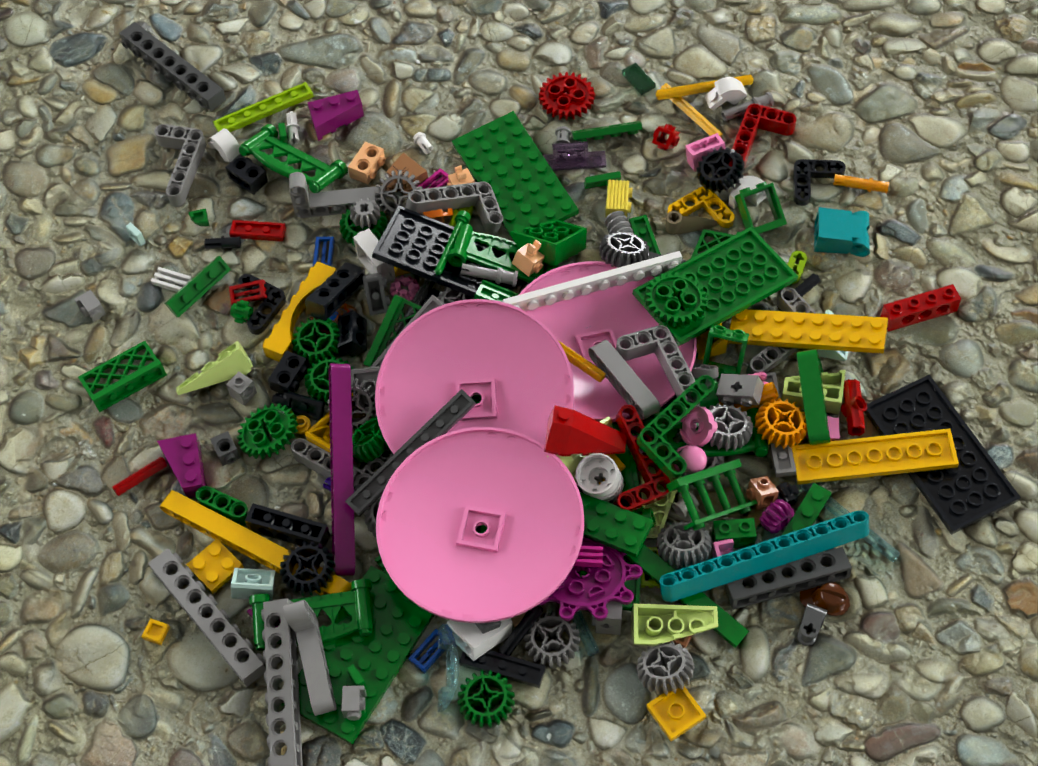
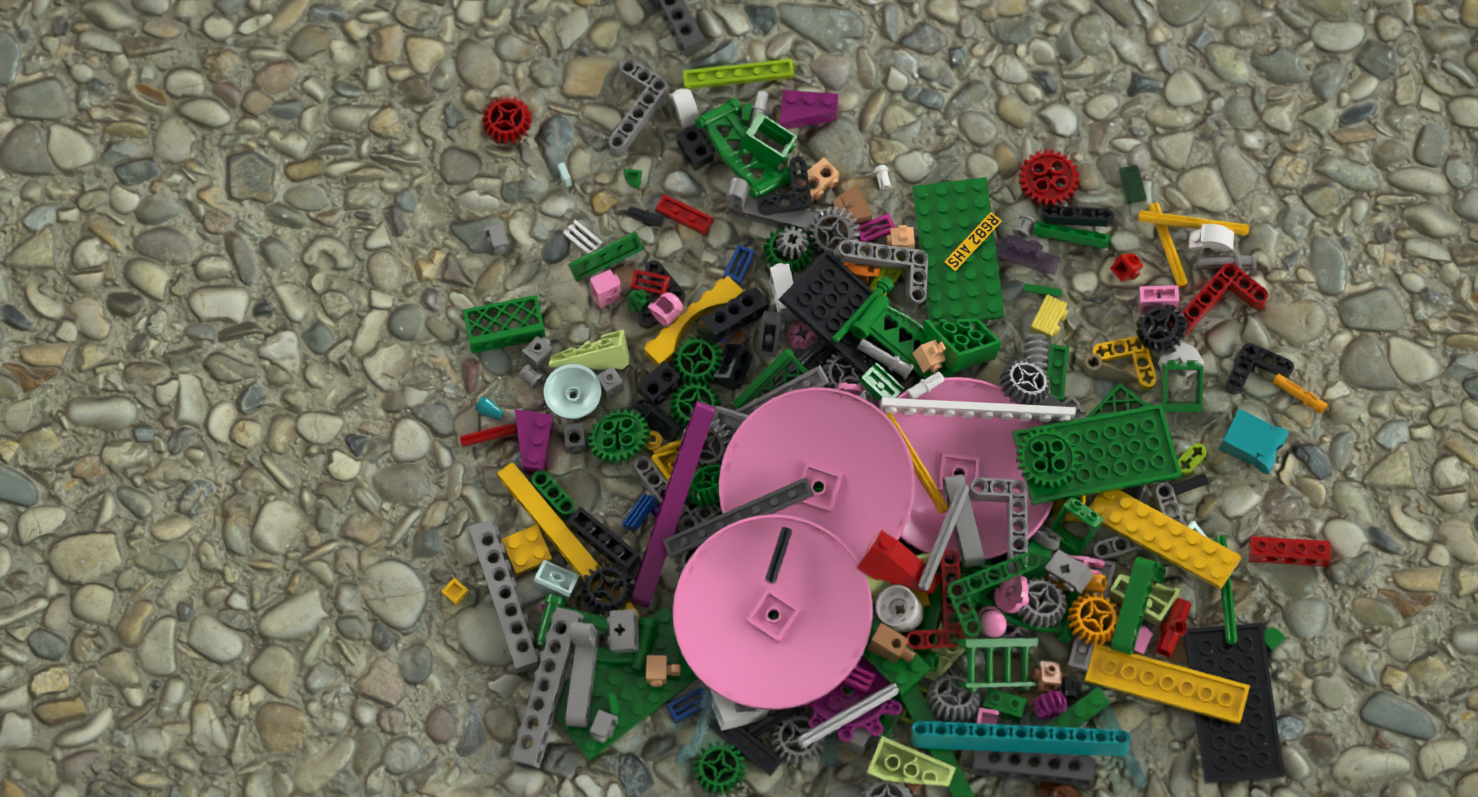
camera: 20 degrees right, 10 degrees up
(65, 204) = (509, 110): none -> red gear
(131, 452) = (489, 408): none -> teal cone
(162, 387) = (537, 357): none -> light grey brick
(163, 410) = (530, 376): none -> light grey bush
(202, 400) = (572, 380): none -> light aqua dish
(207, 310) = (605, 288): none -> bright pink brick
(270, 306) = (666, 308): none -> bright pink helmet
(310, 144) = (774, 132): none -> green window
(313, 490) = (640, 512): none -> blue tile
(347, 608) = (629, 639): none -> light grey brick
(351, 178) = (793, 197): none -> black beam
(387, 625) = (658, 670): none -> light nougat brick
(464, 468) = (778, 555): none -> black axle
(524, 162) = (972, 242): none -> yellow sticker
(537, 279) = (925, 385): none -> white axle
(593, 594) = (847, 715): none -> light grey axle
(604, 115) = (1104, 216): none -> black beam
(607, 510) = (885, 641): none -> medium nougat torso
(613, 397) = (943, 537): none -> light grey axle
(896, 376) = (1227, 603): none -> green axle
(945, 384) = (1273, 638): none -> green tile

